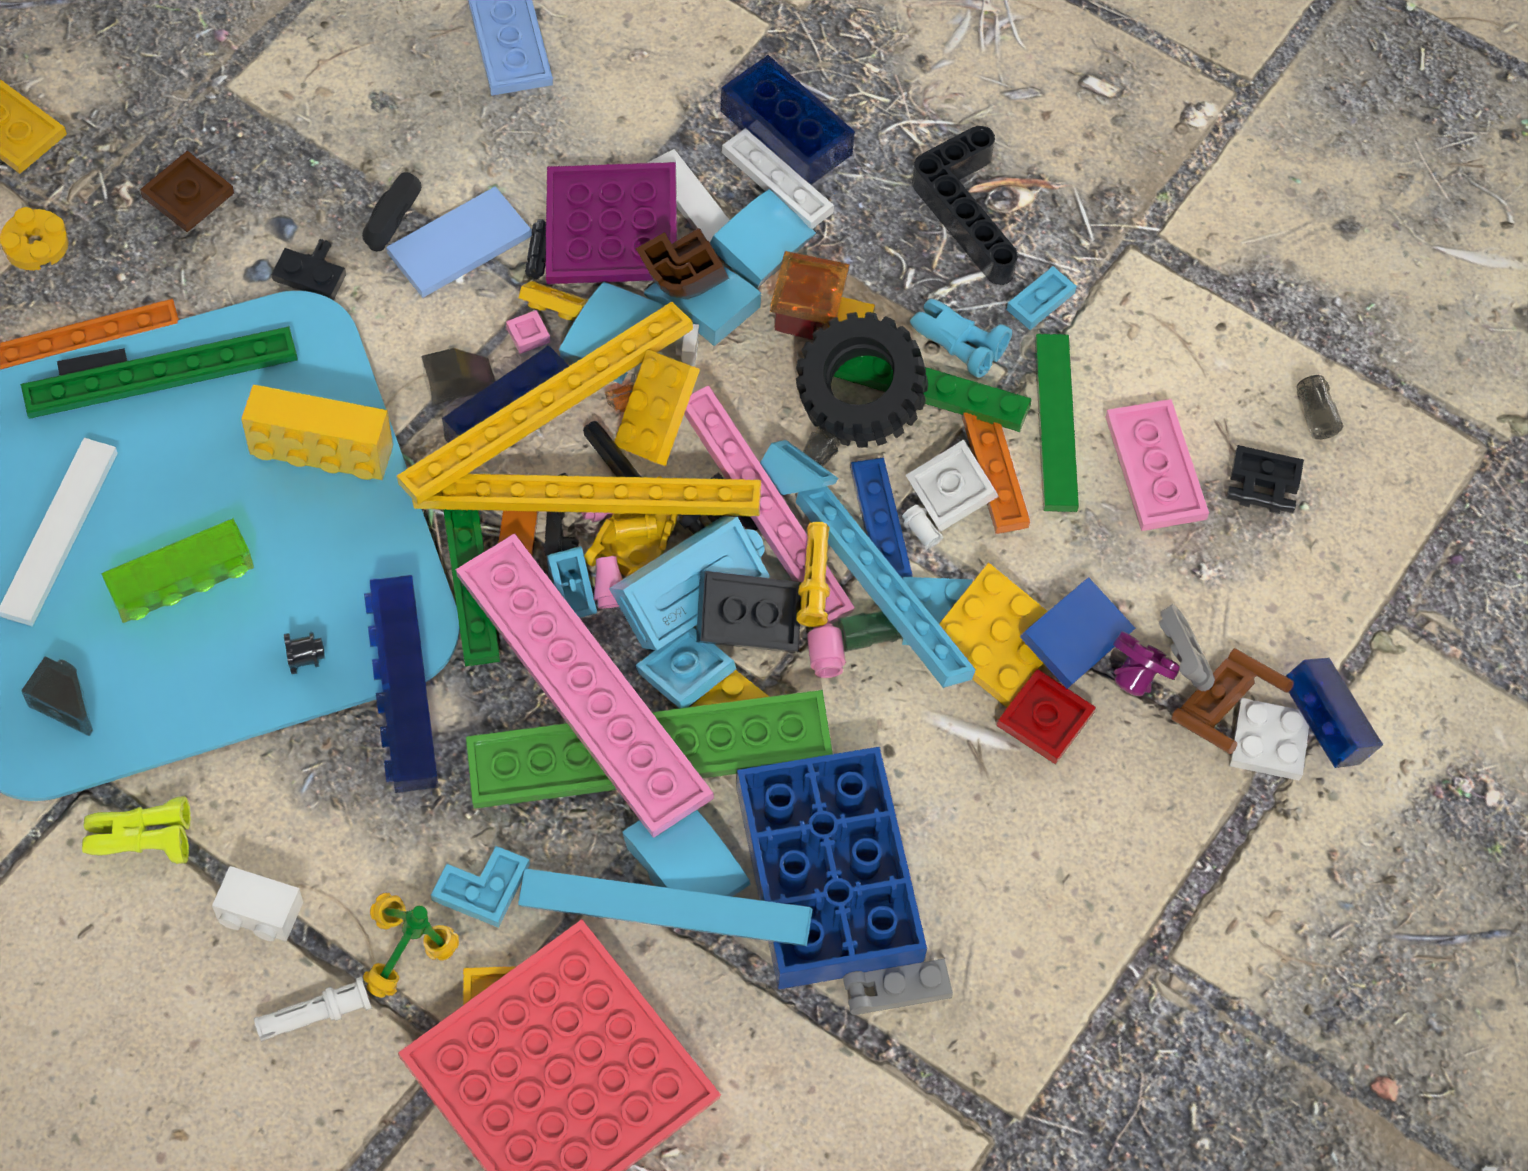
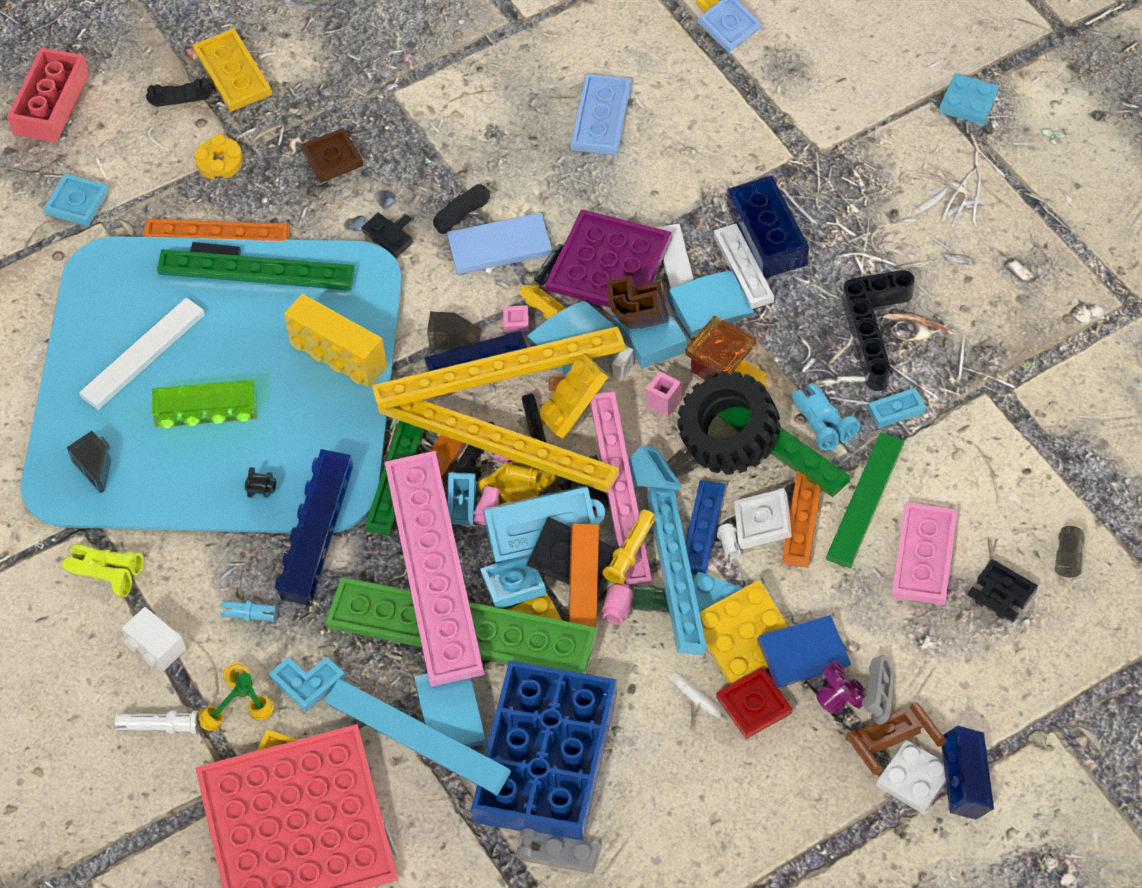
camera: 30 degrees right, 5 degrees down
(363, 822) = (248, 611): none -> medium azure pin
(760, 369) = (663, 394): none -> bright pink brick
(774, 629) = (583, 574): none -> orange tile

